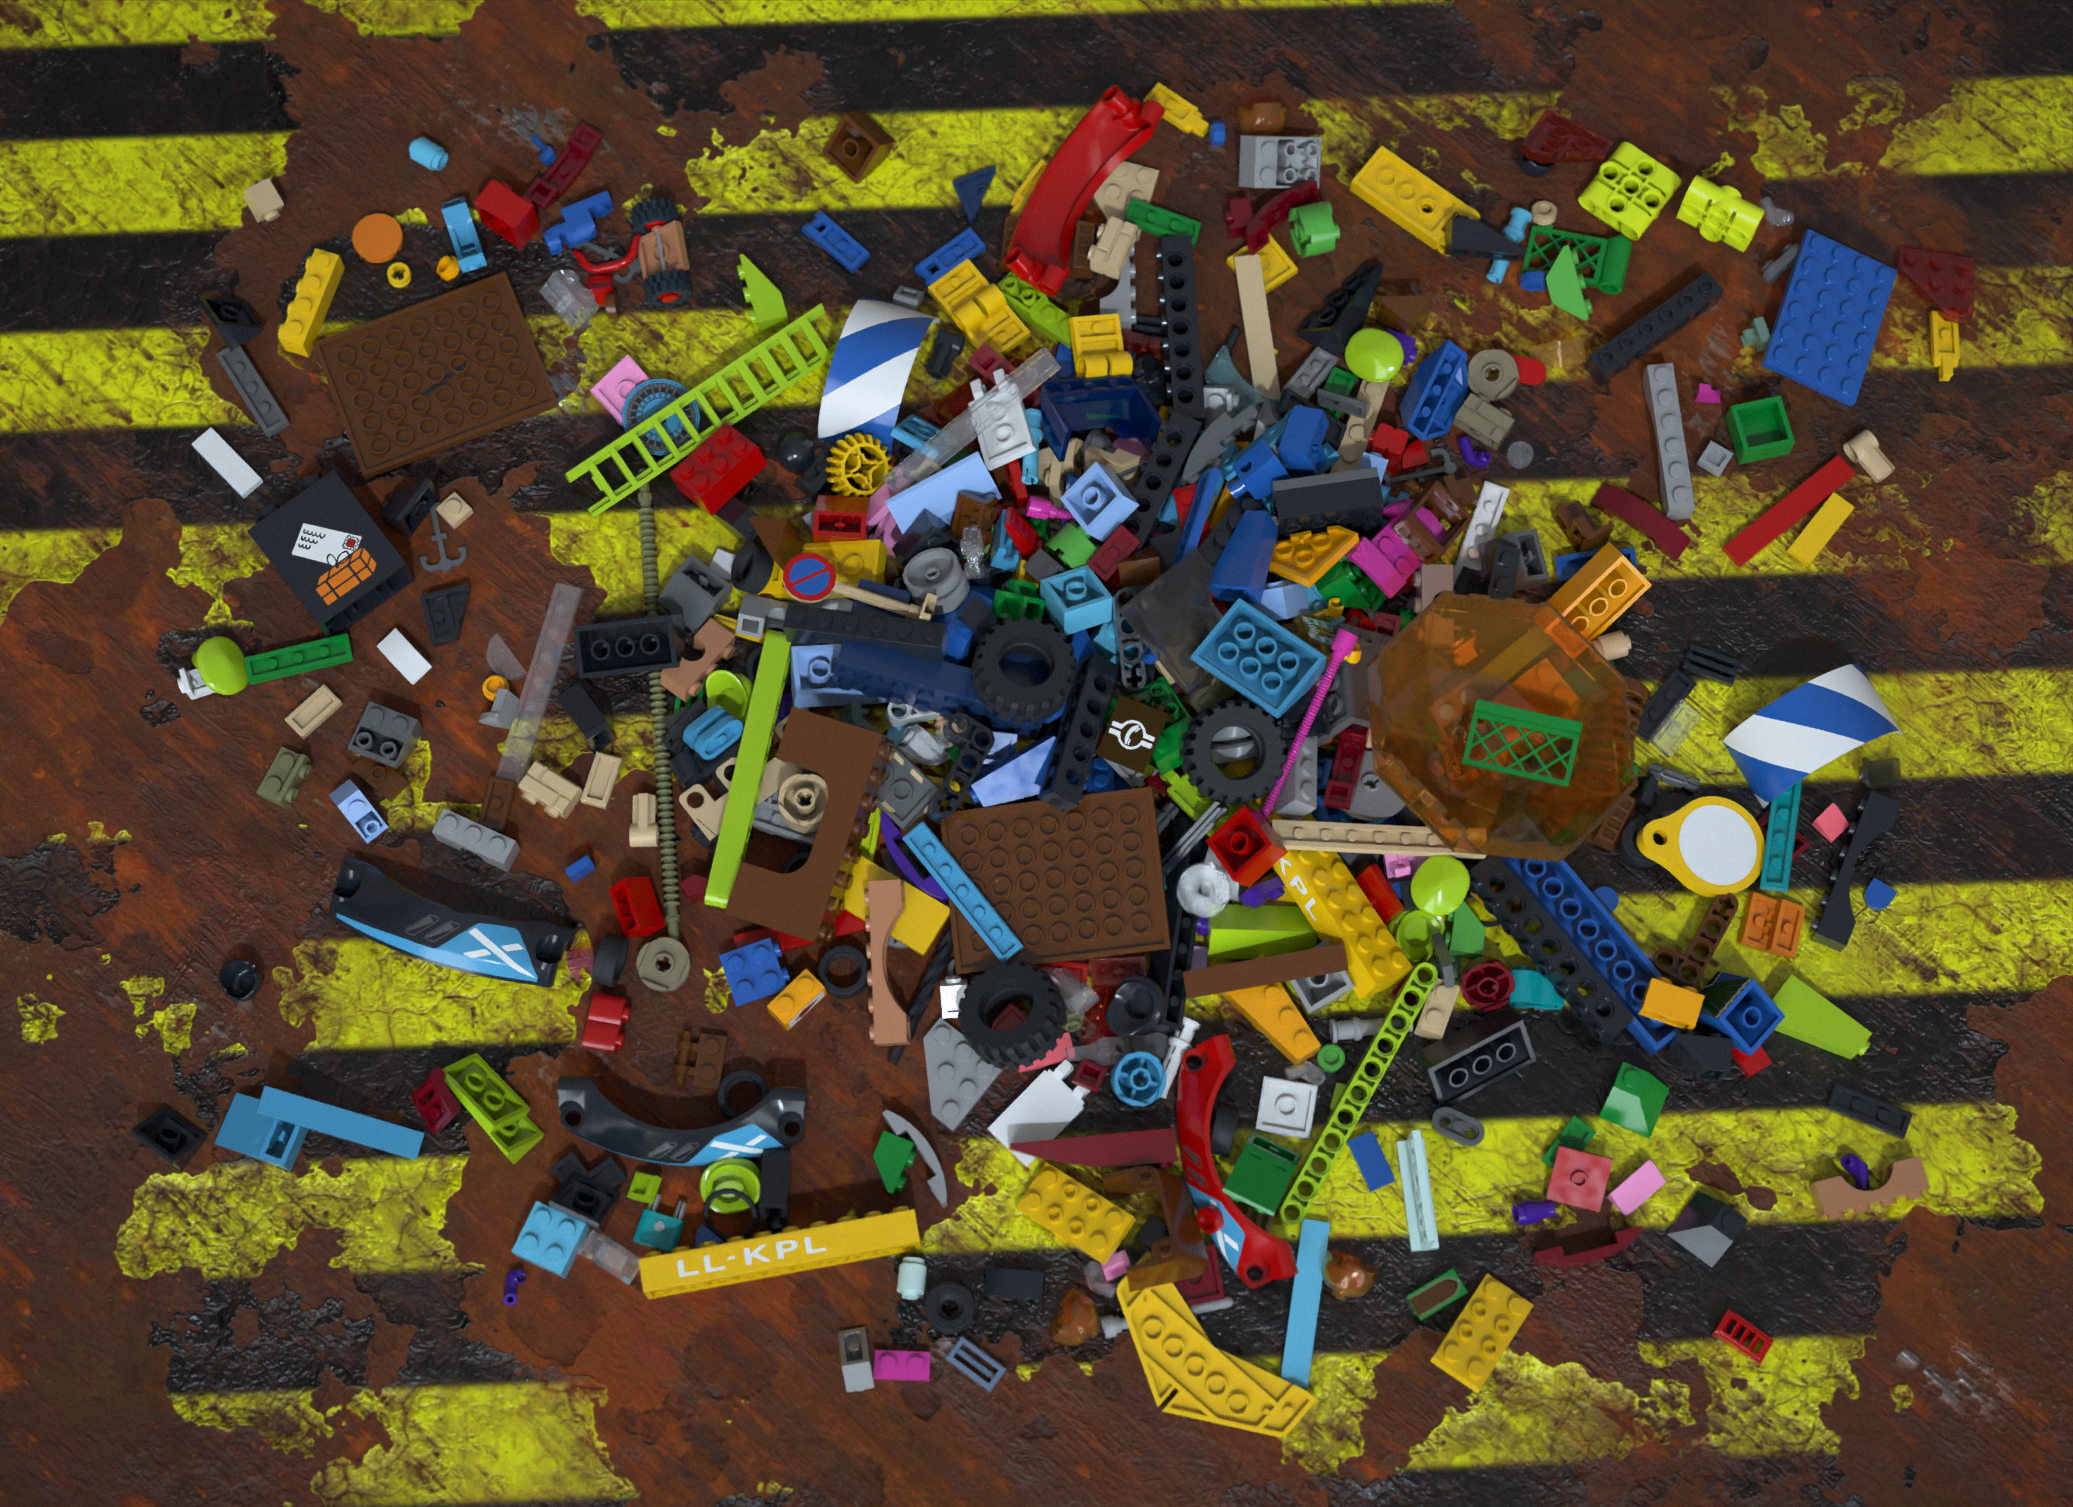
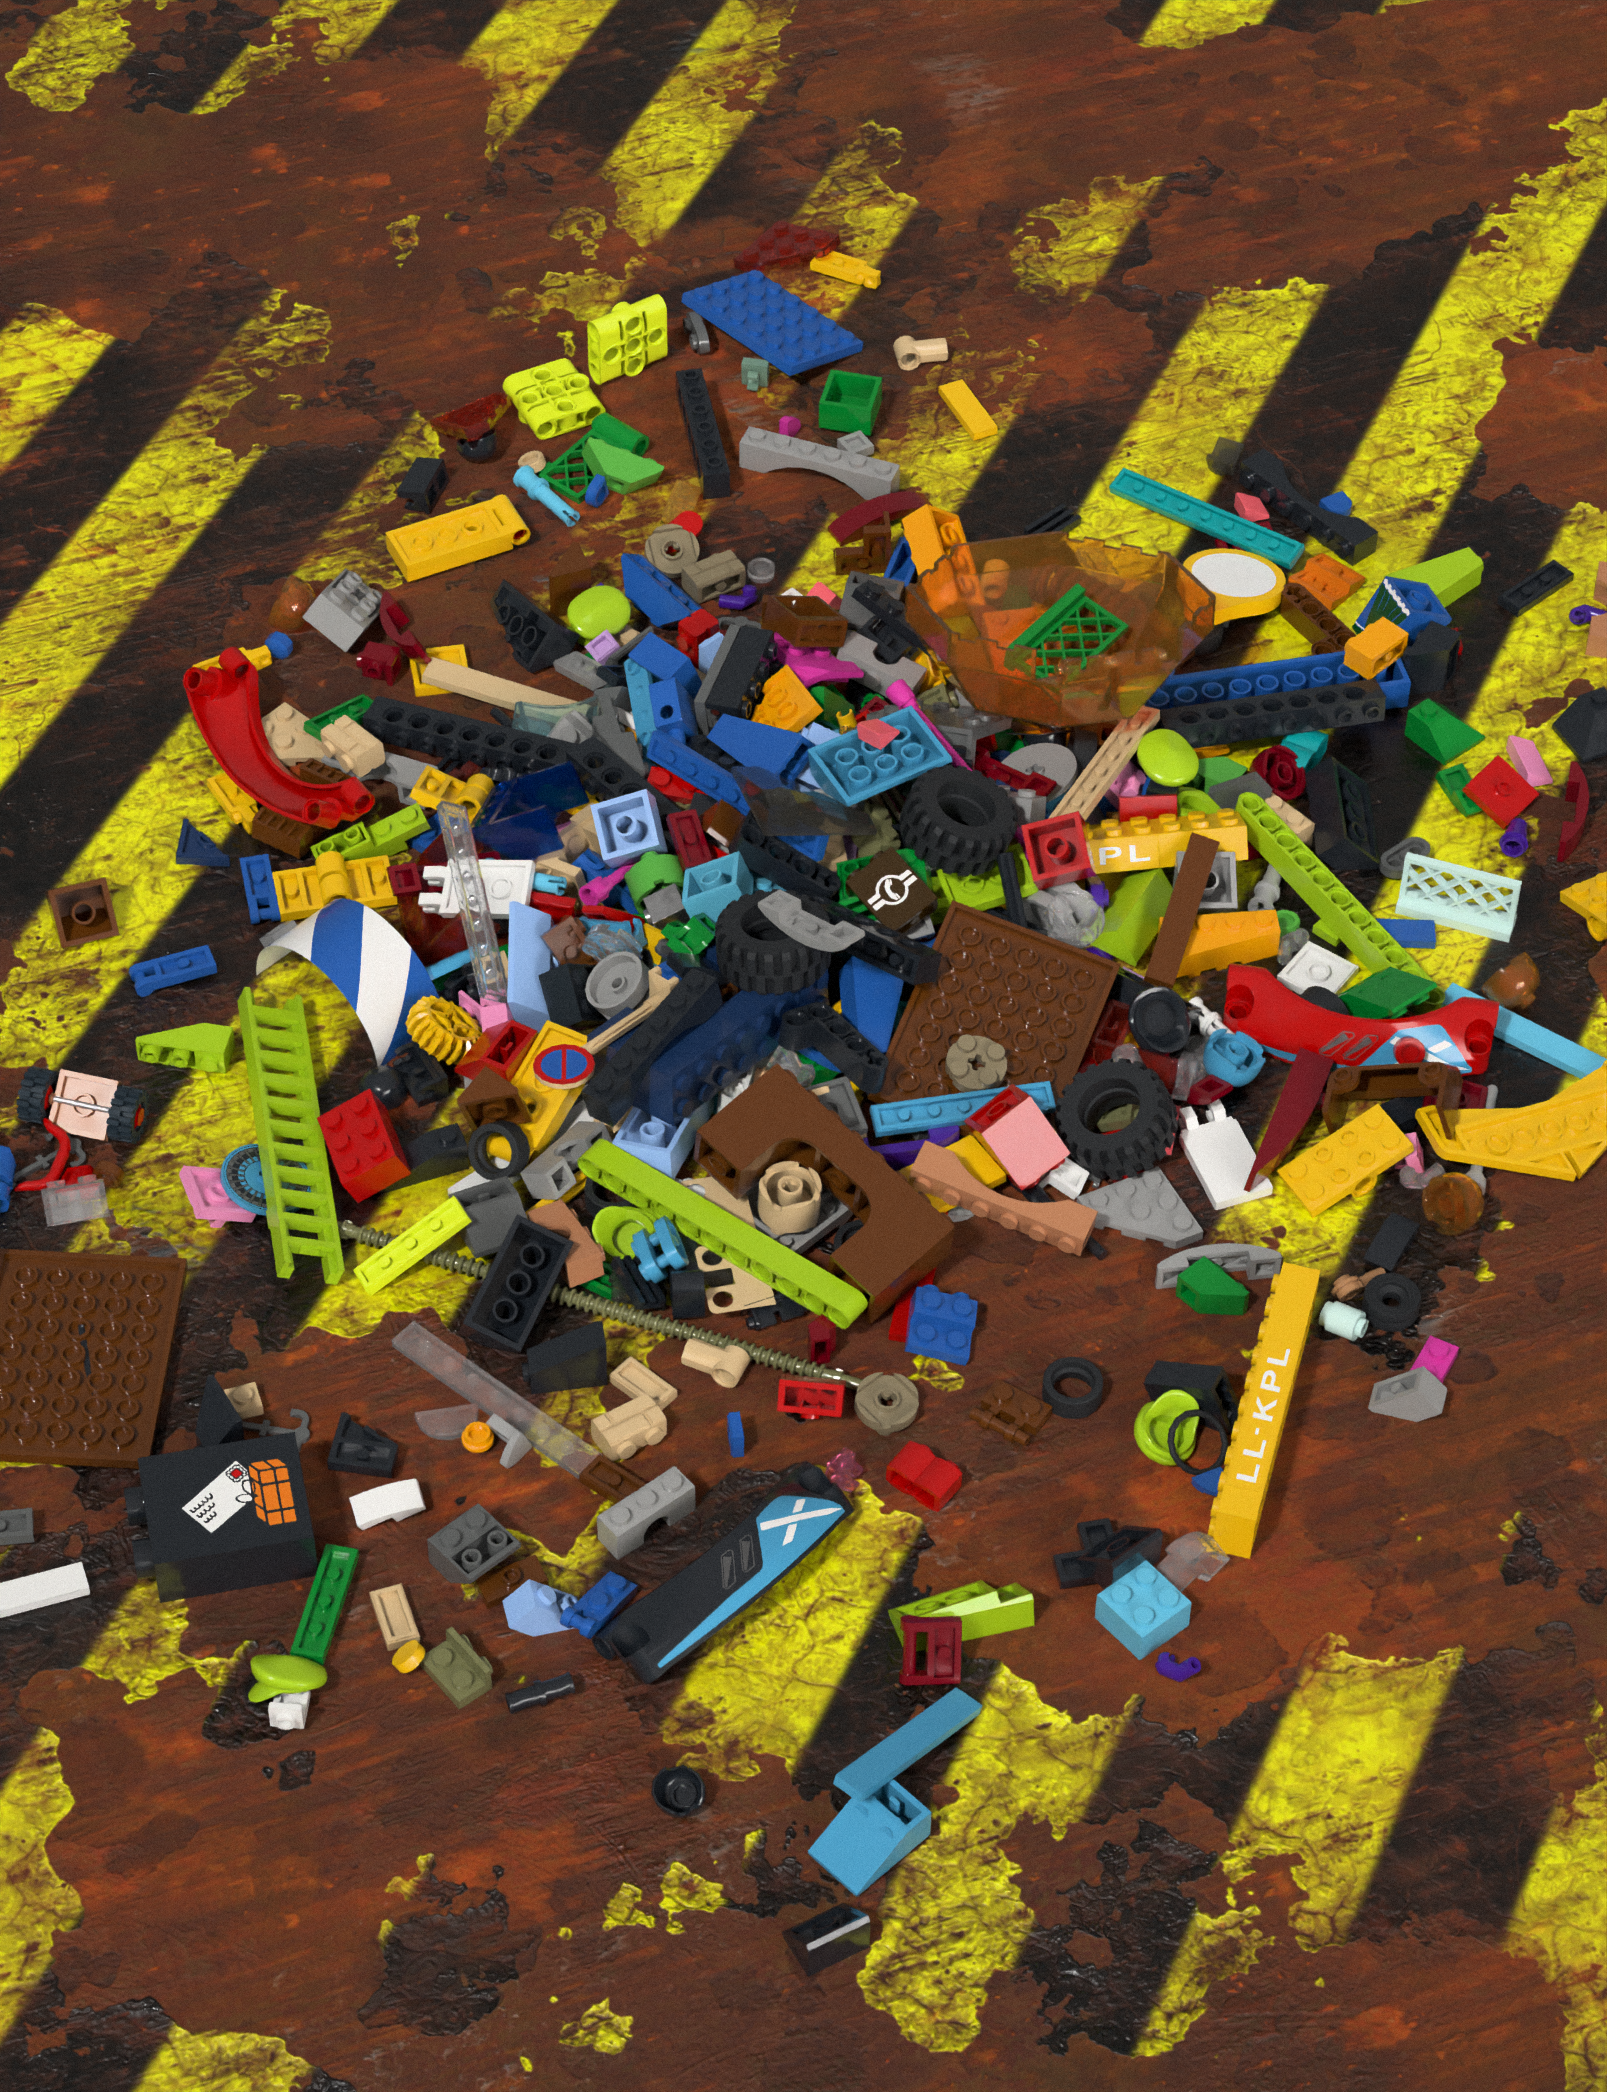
camera: 65 degrees left, 25 degrees down
(278, 739) = (408, 1656): none -> yellow tile
(288, 843) = (539, 1692): none -> black pin
(378, 847) = (599, 1605): none -> blue plate
(610, 959) = (859, 1433): black tyre -> none
(638, 552) = (412, 1245): none -> neon yellow tile
(644, 1187) = (1126, 1508): lime tile -> none
(658, 1229) = (1178, 1515): teal piece -> none
(741, 1137) = (1055, 1498): black panel -> none
(796, 999) = (996, 1305): light orange brick -> none
(829, 957) = (982, 1274): black tyre -> none
(948, 945) = (1018, 1137): none -> slope
(948, 1267) = (1349, 1287): none -> medium nougat plate
(994, 1377) = (1462, 1311): sand blue tile -> none
(1019, 891) = (981, 1049): none -> dark tan plate
(1023, 691) = (788, 916): none -> light grey slope
(1277, 644) = (876, 733): none -> coral slope
(1313, 229) = (435, 610): bright green brick -> none
(1340, 378) = (602, 647): none -> lavender tile
(1436, 1294) = (1561, 936): tile -> none
(1466, 143) = (424, 484): none -> black hinge
(1476, 240) = (536, 499): black slope -> none
(1509, 520) = (826, 594): none -> coral slope
(1788, 511) = (937, 423): red tile -> none
(1808, 730) = (1169, 479): sticker -> none

